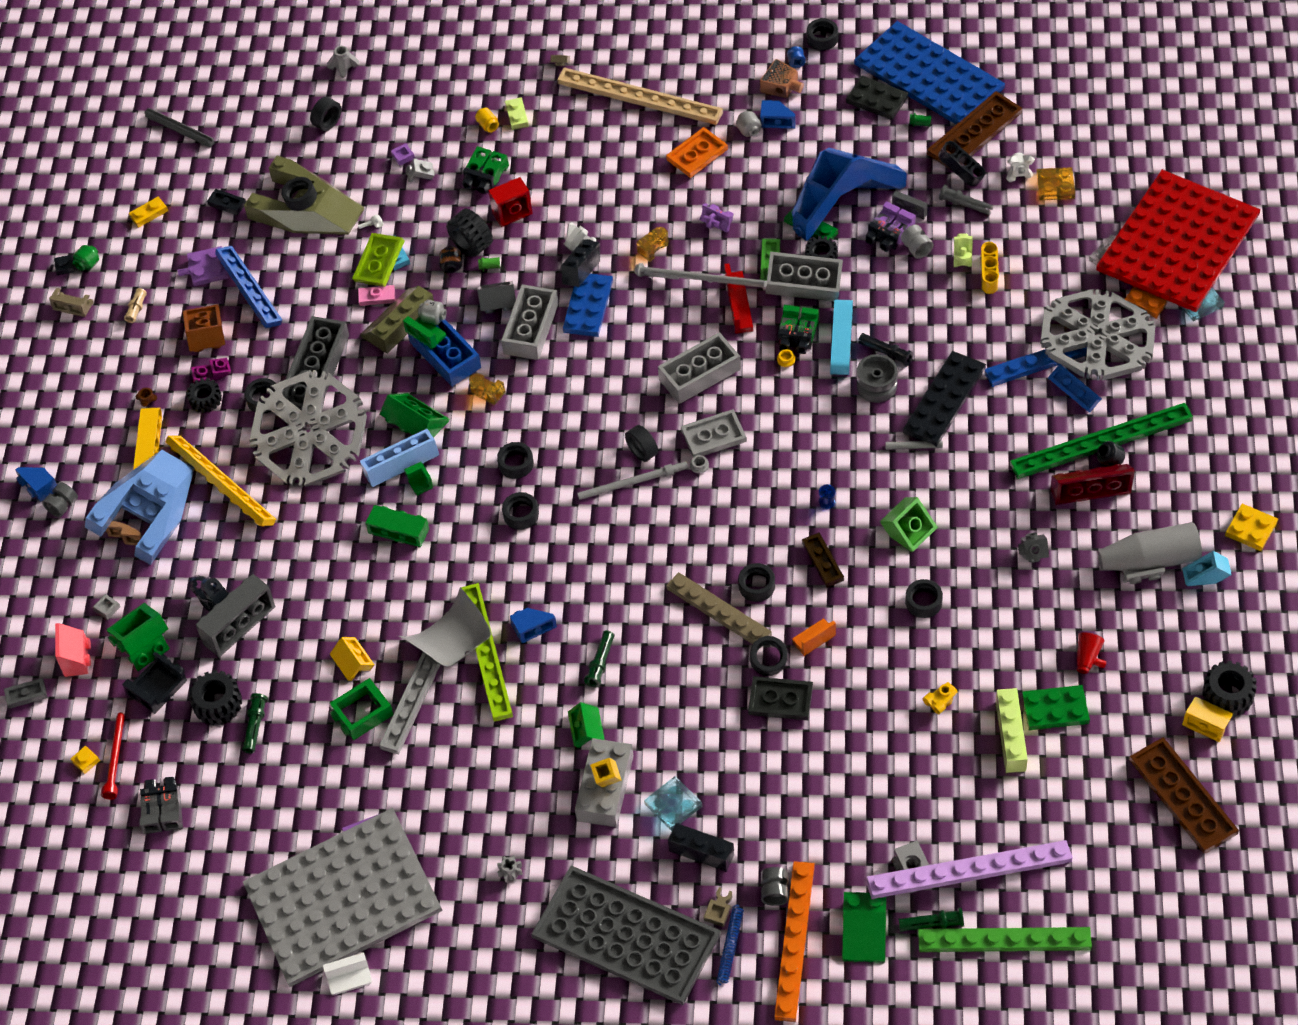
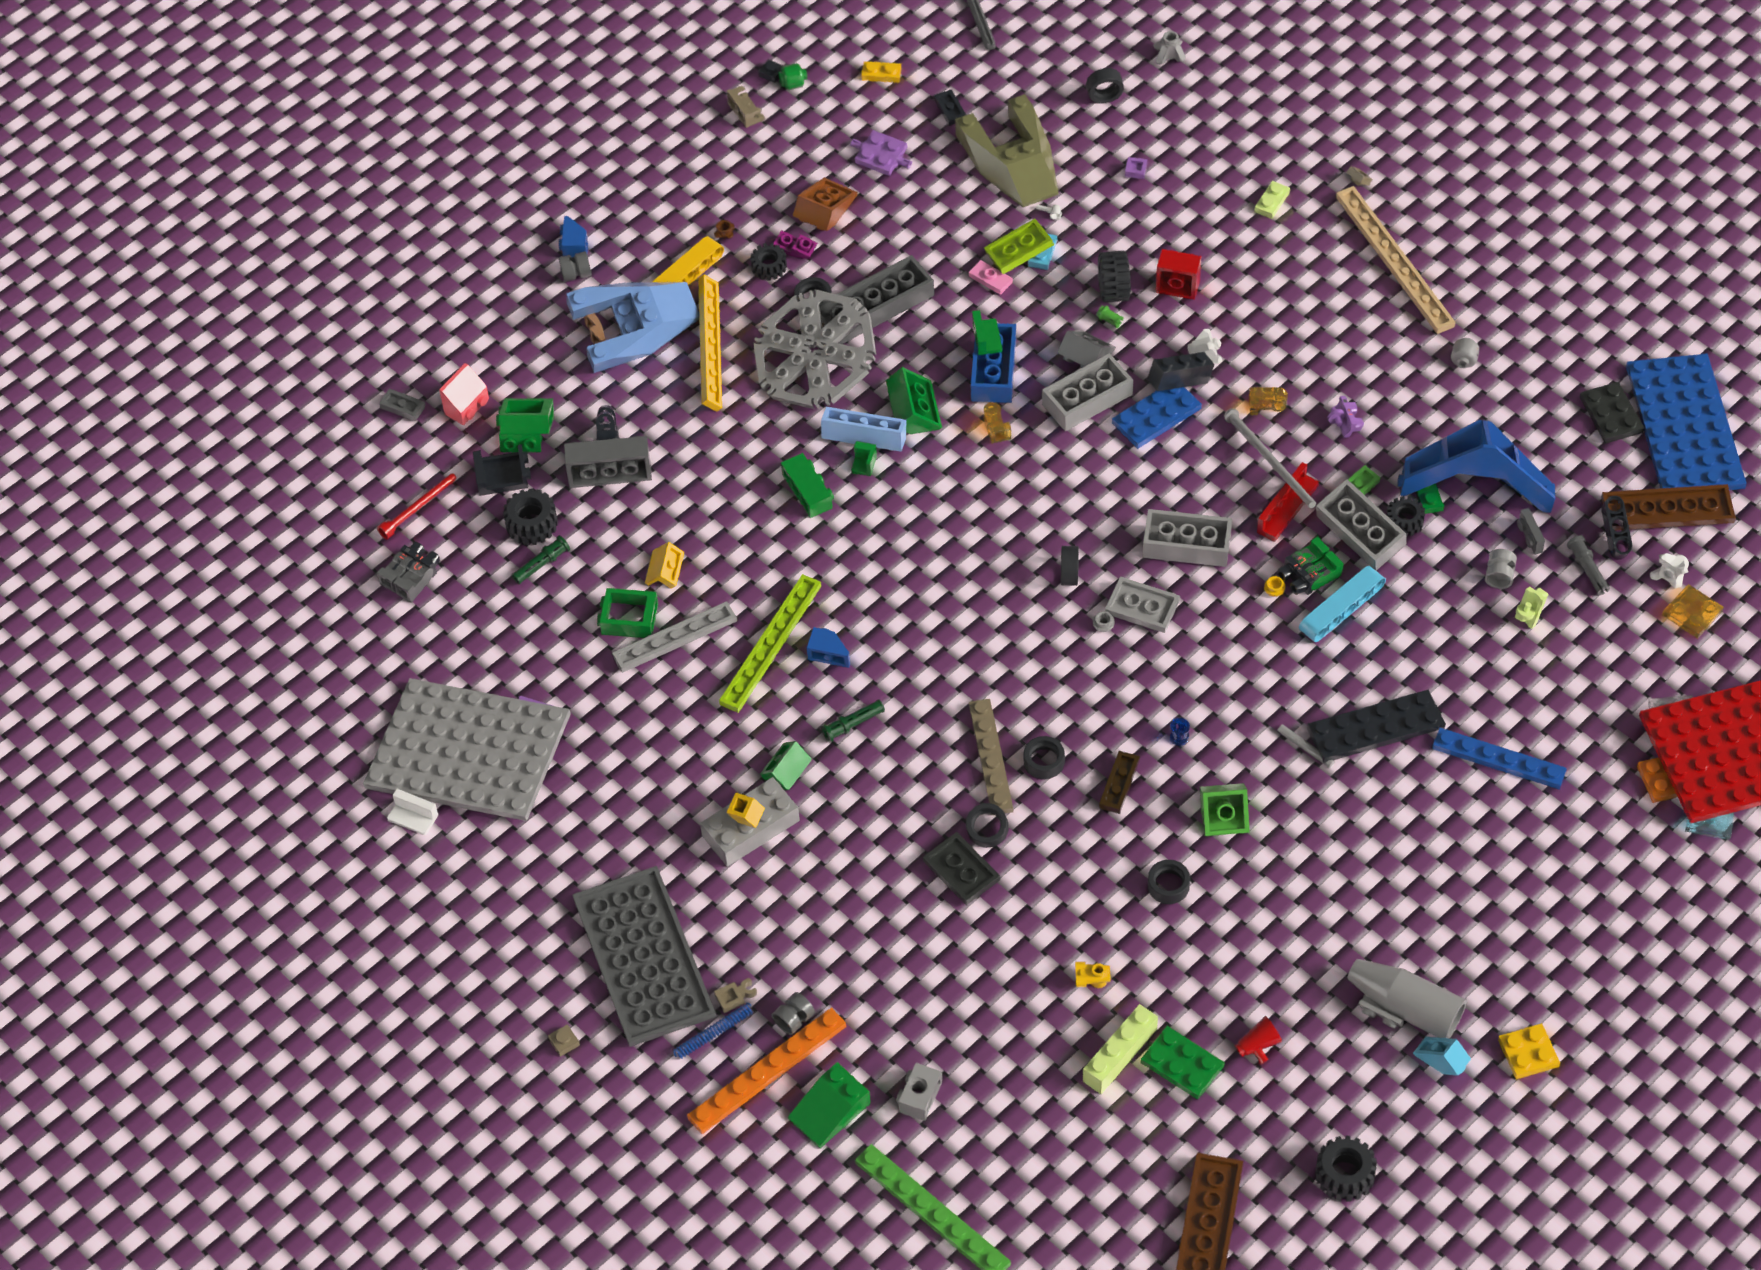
camera: 40 degrees right, 0 degrees up
(85, 759) = (394, 491): yellow plate -> none
(106, 606) = (527, 381): light grey tile -> none
(135, 305) = (791, 145): tan pin -> none
(248, 286) = (892, 194): blue plate -> none
(297, 184) = (1002, 131): black tyre -> none
(389, 326) = (1004, 307): olive slope -> none
(420, 169) = (1136, 191): light grey bracket -> none
(431, 312) = (1005, 322): light grey head -> none
(450, 259) = (1080, 289): black head -> none
(454, 634) = (753, 609): light grey piece -> none
(484, 171) = (1189, 230): hips -> none
(487, 120) = (1238, 187): yellow brick -> none
(504, 866) = (609, 830): light grey gear -> none
(516, 499) = (911, 535): black tyre -> none
(517, 471) = (956, 489): black tyre -> none
(668, 470) = (1072, 606): light grey bar -> none
(673, 803) = (787, 882): clear light blue plate -> none
(697, 152) = (1391, 346): orange plate -> none
(701, 847) = (770, 935): black brick -> none
(776, 115) = (1496, 361): blue slope -> none
(780, 80) = (1536, 333): nougat torso -> none
(796, 57) = (1574, 322): blue wheel -> none
(814, 636) = (1044, 840): orange panel -> none
(822, 25) = (1622, 329): black tyre -> none
(877, 378) = (1330, 662): dark grey wheel -> none
(889, 226) = (1490, 535): hips -> none
(892, 351) = (1373, 651): black pin -> none
(920, 120) = (1627, 461): green pin -> none
(942, 920) = (897, 1152): dark green pin -> none
(968, 869) = (959, 1130): lavender plate -> none
(989, 267) = (1535, 642): yellow beam -> none
(1033, 547) = (1308, 913): dark grey brick -> none
(1074, 388) = (1501, 805): blue plate -> none
(1088, 444) = (1476, 870): green plate -> none
(1092, 483) = (1421, 899): dark red slope -> none
(1109, 339) = (1563, 782): light grey plate -> none
(1110, 454) = (1466, 887): black head -> none
(1207, 719) = (1299, 1177): yellow panel -> none

